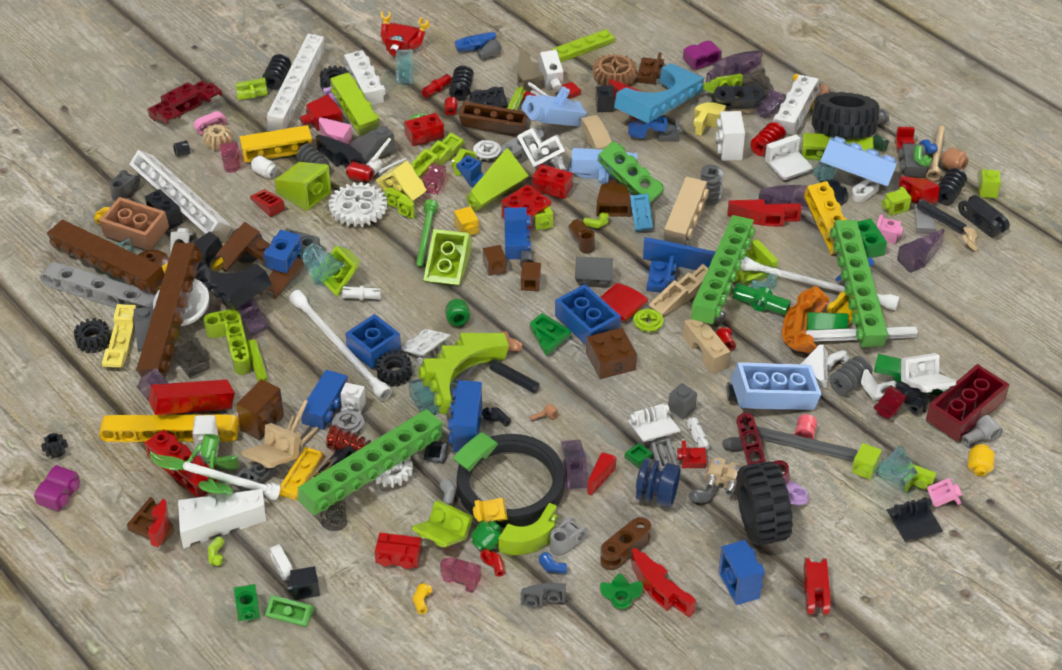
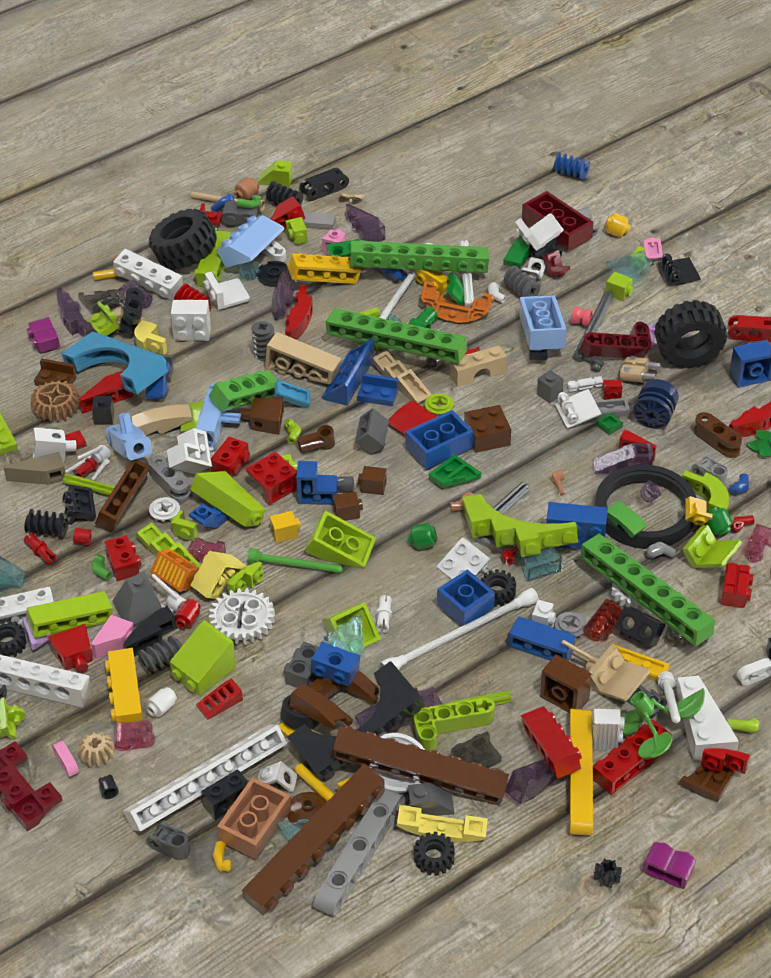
camera: 85 degrees left, 0 degrees up
(407, 152) = (174, 570): none -> orange brick
(520, 474) = (652, 490): none -> clear purple tile
(819, 361) = (508, 299): white slope -> none
(941, 216) = (322, 207): black axle -> none

